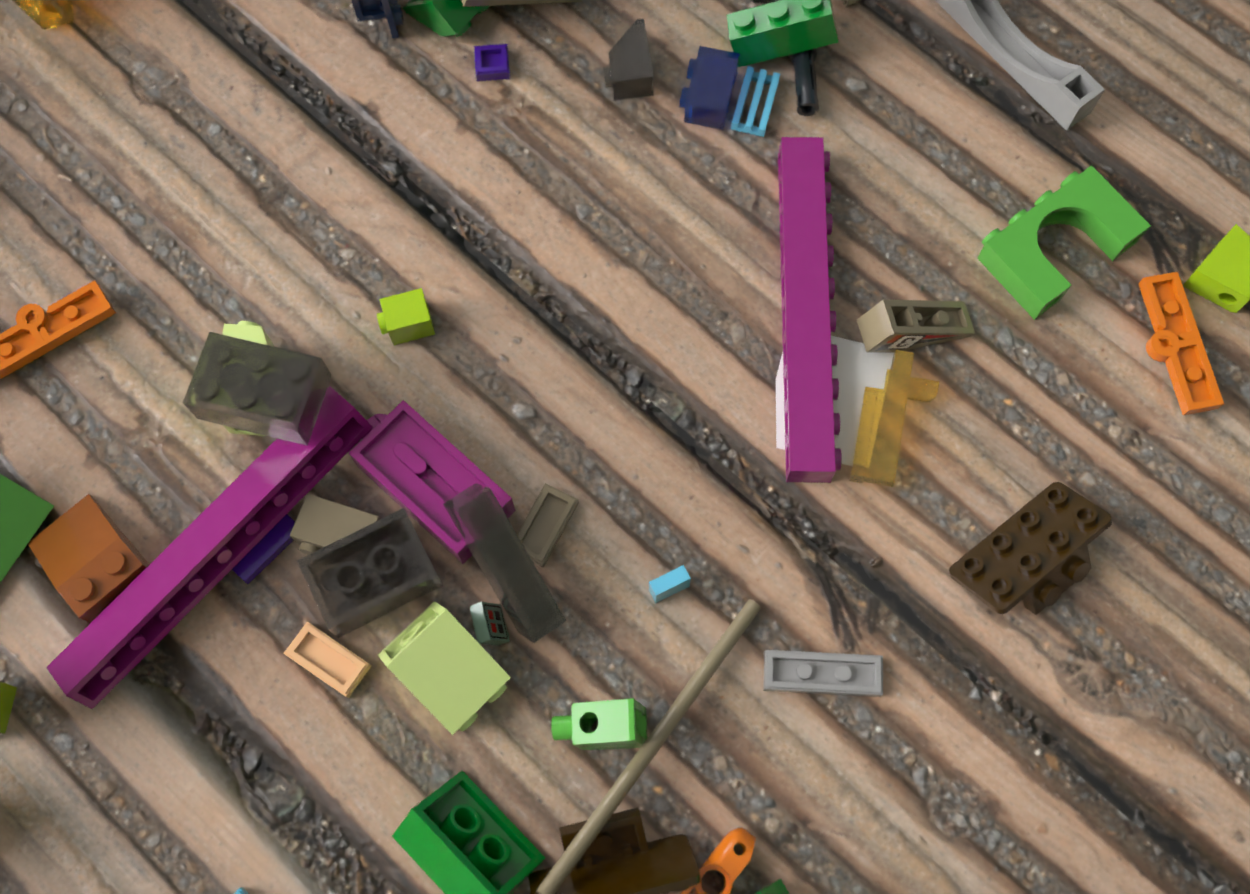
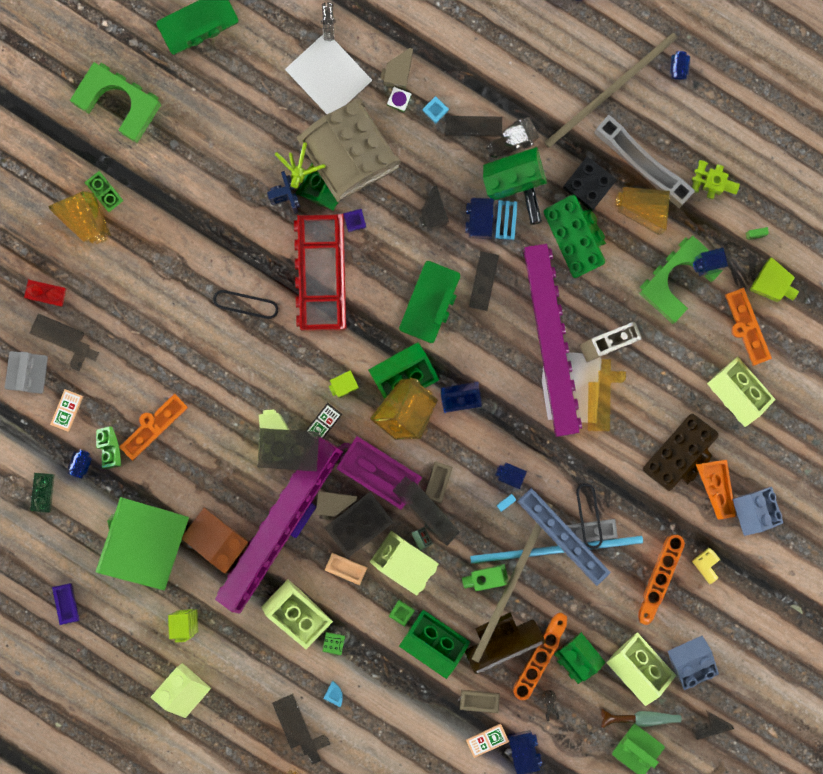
camera: 10 degrees left, 15 degrees up
(203, 733) = (296, 614): none -> yellowish green slope
(264, 807) = (333, 643): none -> bright green tile
(273, 150) = (246, 296): none -> black piece
(360, 375) = (325, 420): none -> tile
(410, 130) = (320, 272): none -> window
(417, 770) = (401, 613): none -> bright green tile
(507, 374) = (405, 410): none -> clear yellow slope
(521, 319) = (404, 365): none -> green slope
(594, 208) = (430, 302): none -> green bracket
(618, 370) = (461, 397): none -> clear blue brick
(687, 528) = (510, 475): none -> clear blue brick
(698, 191) = (483, 281): none -> clear smoke tile
(759, 697) = (553, 550): none -> medium azure piece
(775, 673) = (563, 537): none -> sand blue tile
(847, 642) = (597, 516): none -> black piece
(877, 140) = (576, 235): none -> green bracket
(912, 65) = (589, 183): none -> black brick
(997, 748) = (652, 607): none -> orange piece
(1007, 106) = (645, 207): none -> clear yellow slope
(1056, 780) = (705, 563): none -> light yellow piece
(1101, 628) = (718, 487): none -> orange wing
(1129, 198) = (710, 262): none -> clear blue brick
(1135, 93) = (714, 182): none -> lime piece
(1157, 455) = (741, 391): none -> yellowish green slope
(1178, 691) = (758, 511): none -> sand blue slope
(1208, 187) = (757, 233): none -> bright green tile

